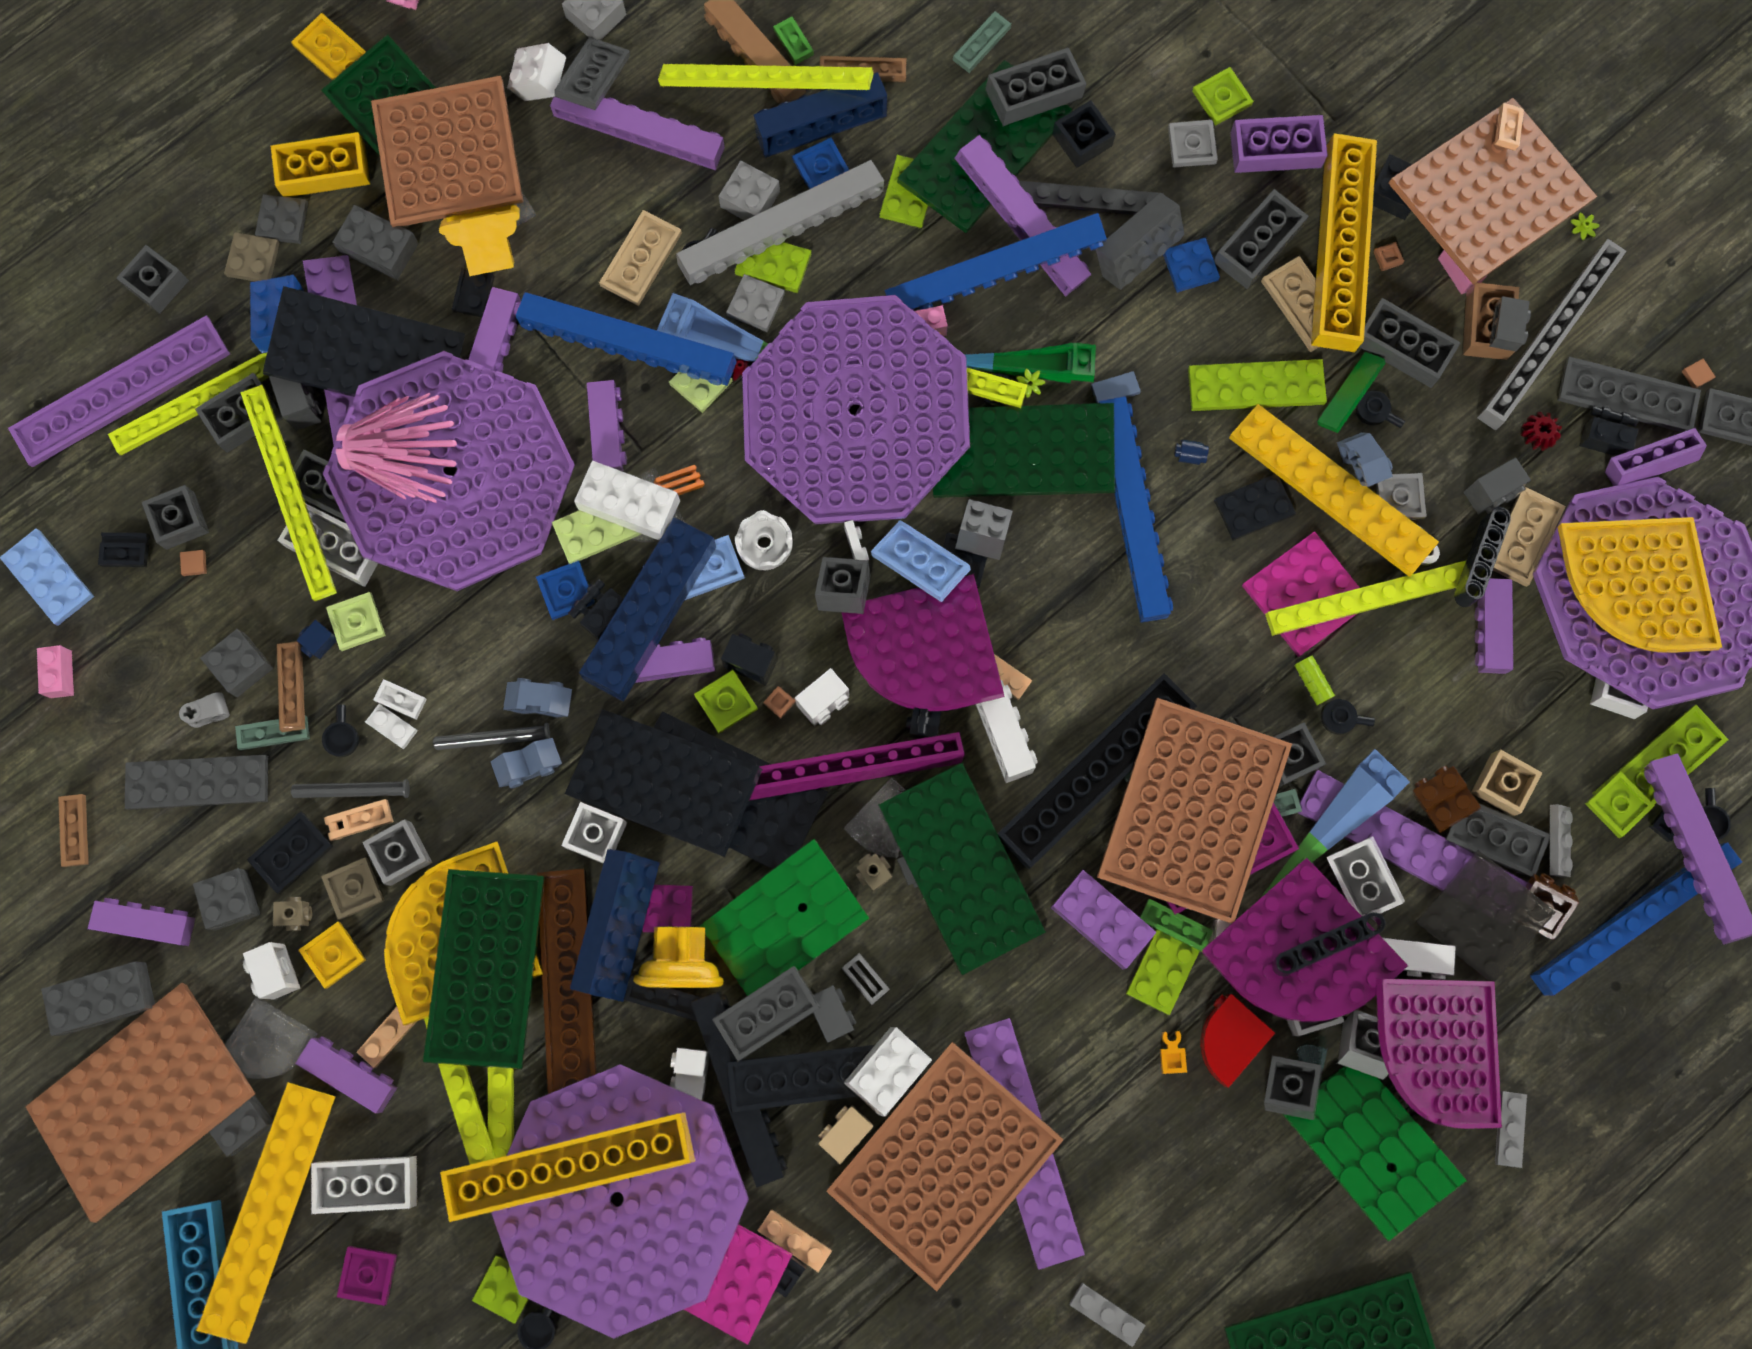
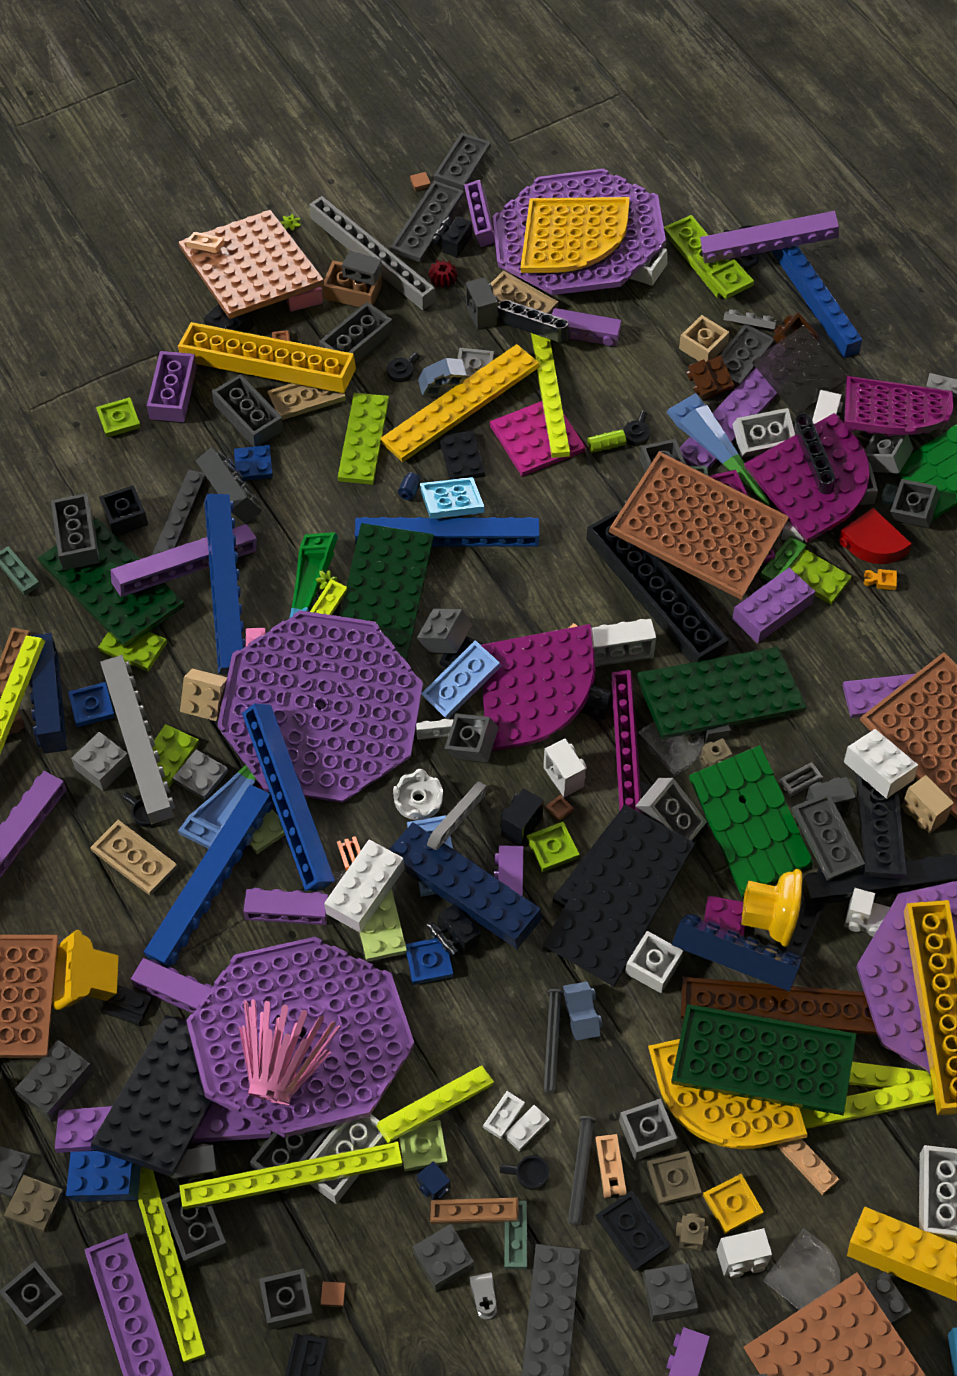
camera: 80 degrees left, 20 degrees down
(346, 1074) = (843, 1202): medium lavender brick -> none
(395, 624) = (434, 1104): none -> neon yellow plate
(539, 698) = (525, 992): sand blue brick -> none
(728, 397) = (288, 797): none -> blue brick
(732, 585) = (457, 815): none -> light grey beam
(768, 825) = (672, 808): none -> light grey brick
(846, 276) = (202, 694): none -> tan brick
(1116, 387) = (344, 529): sand blue tile -> none
(1180, 504) = (451, 498): none -> medium azure plate
(1192, 143) = (152, 443): light grey plate -> none
(1351, 392) = (385, 379): green tile -> none

